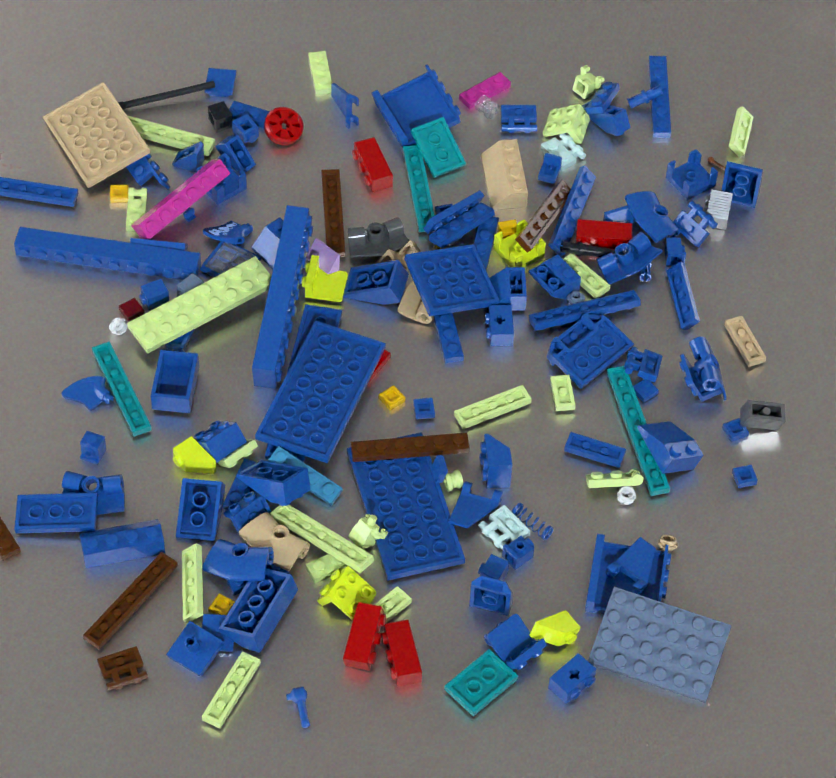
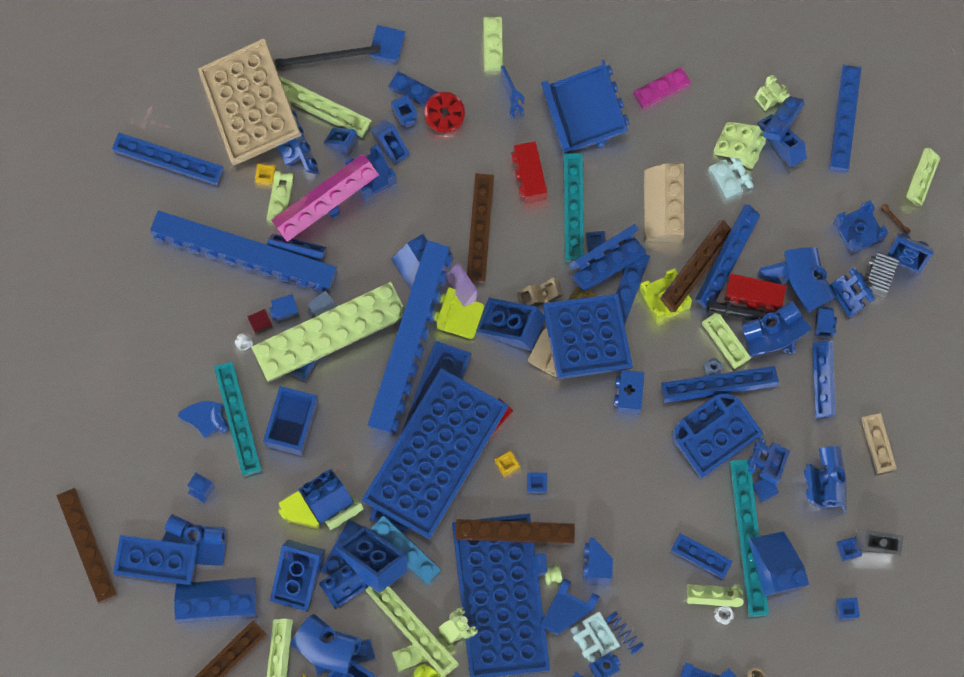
camera: 10 degrees right, 20 degrees up
(220, 116) = (380, 90): black brick -> none
(224, 258) = (365, 273): clear piece -> none
(229, 232) = (370, 240): blue arm -> none
(266, 532) = (351, 617): tan panel -> none
(376, 238) = (533, 271): dark grey panel -> none
(438, 147) = (600, 161): teal plate -> none
(448, 338) = (575, 401): blue plate -> none
(486, 106) = (660, 112): clear wheel -> none
(492, 407) = (606, 490): yellowish green plate -> none
(507, 227) = (656, 272): yellow tile -> none
(511, 287) = (646, 349): blue slope -> none
(518, 114) = (694, 125): blue plate -> none
(550, 168) = (713, 201): blue bracket -> none
(556, 277) = (695, 343): blue slope -> none
(562, 393) = (680, 482): yellowish green plate -> none
(645, 96) = (829, 120): blue pin -> none

